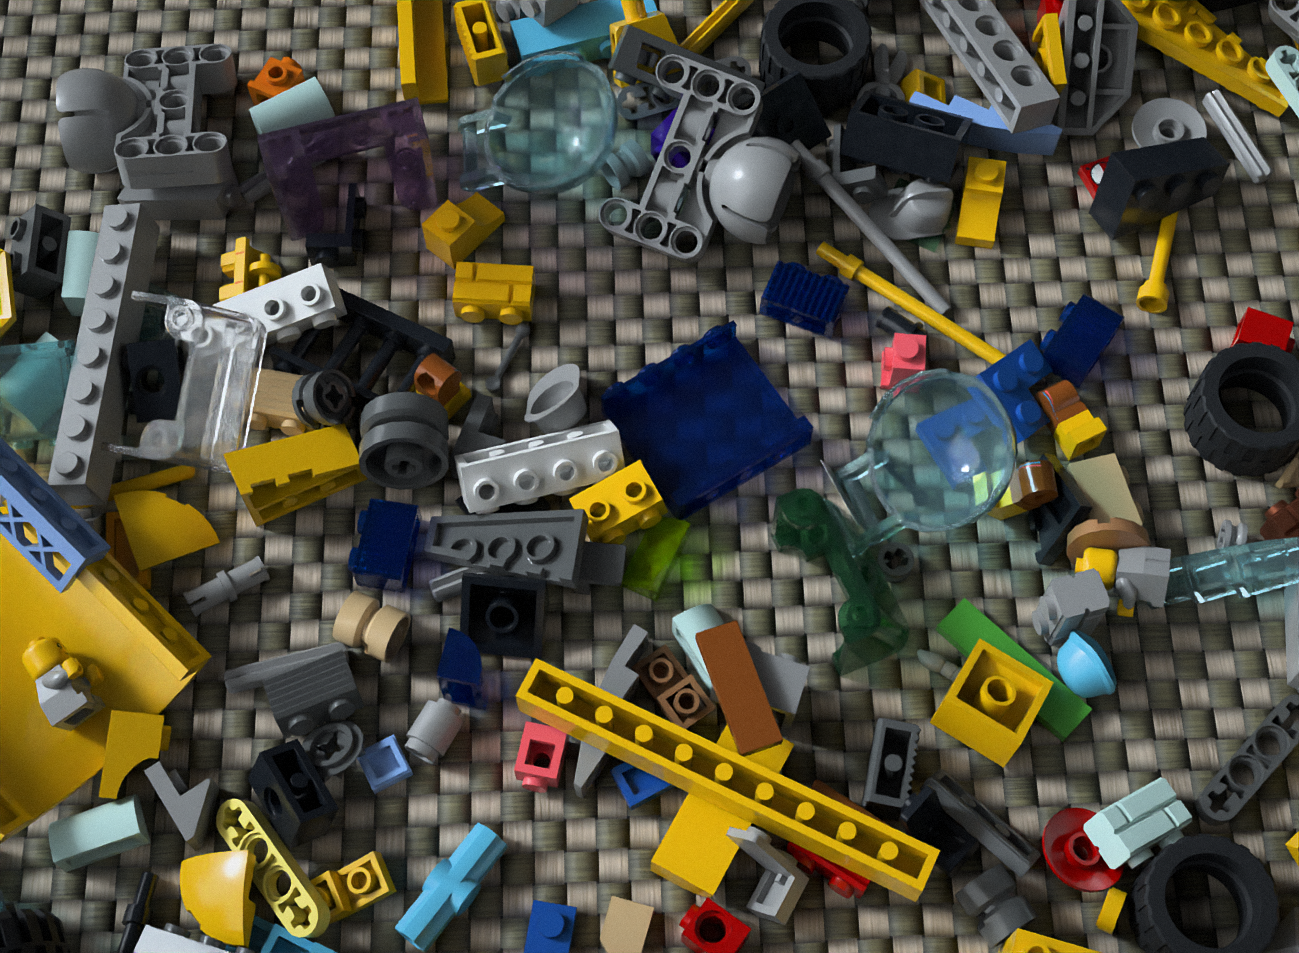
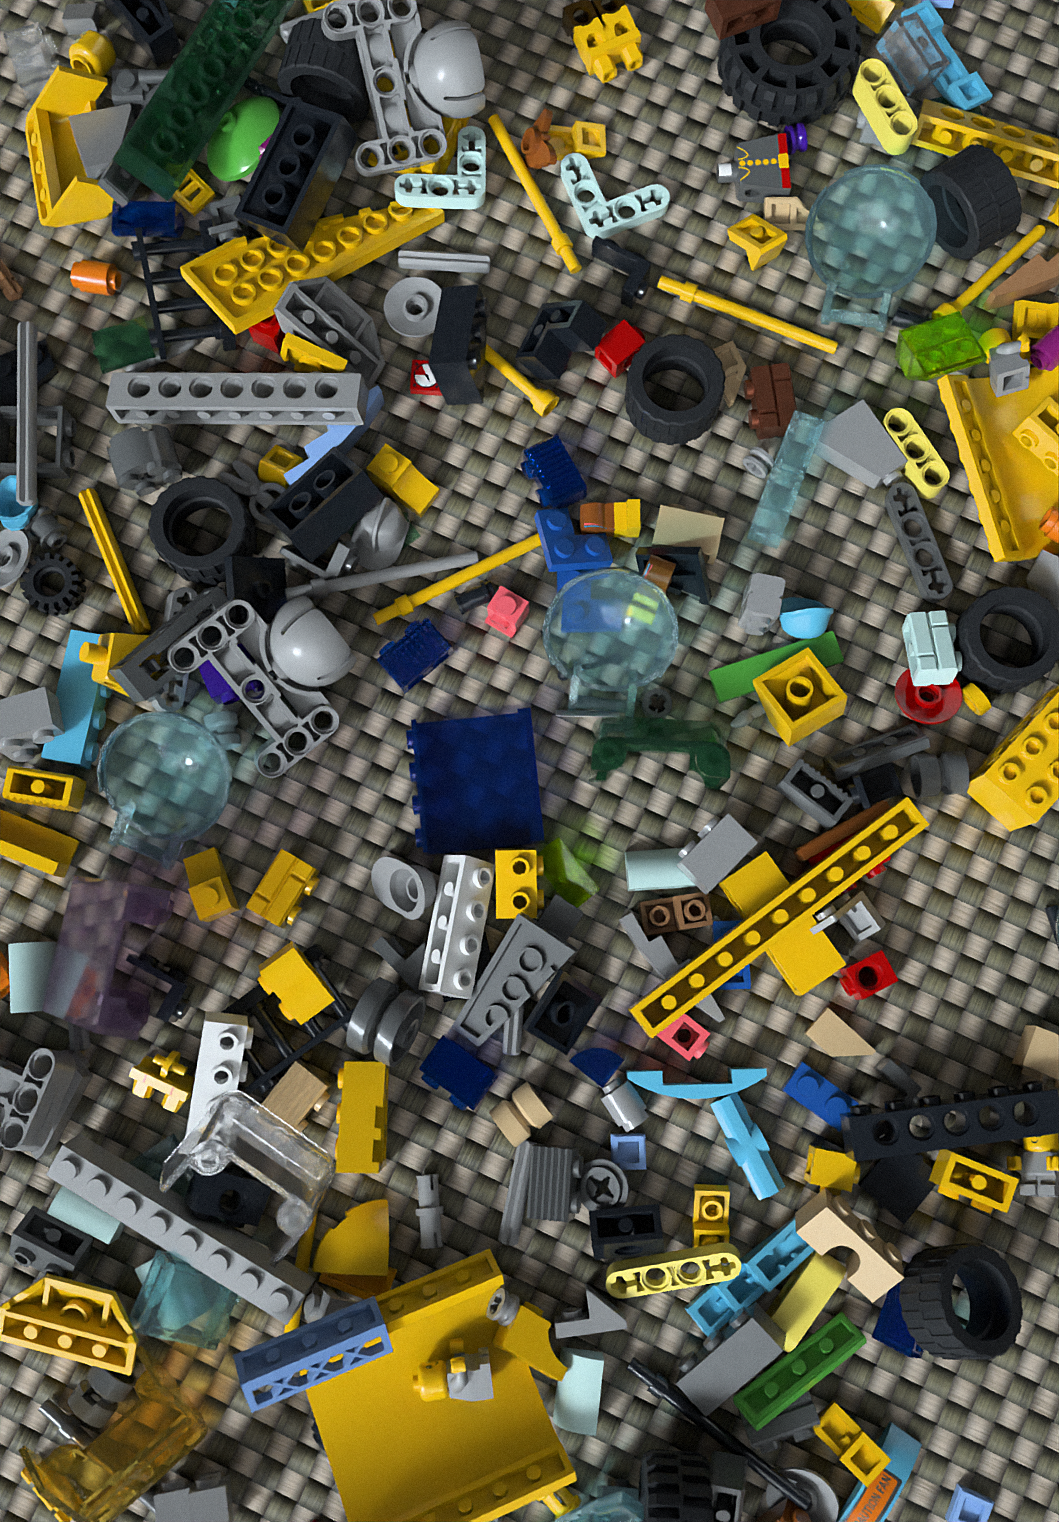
camera: 60 degrees left, 15 degrees up
(154, 701) = (503, 1307): none -> light grey bush
(217, 894) = (676, 1318): yellow brick -> none
(324, 397) = (318, 1069): dark grey wheel -> none
(401, 335) = (295, 983): none -> yellow brick
(442, 383) = (349, 970): dark orange leg -> none
(493, 383) = (358, 925): dark grey hinge -> none
(519, 840) = (738, 1079): none -> medium azure slope
(738, 689) = (723, 873): dark orange tile -> none
(1114, 536) = (724, 559): medium nougat tile -> none
(1134, 573) = (758, 548): light grey piece -> none
(1236, 268) = (556, 334): none -> black brick

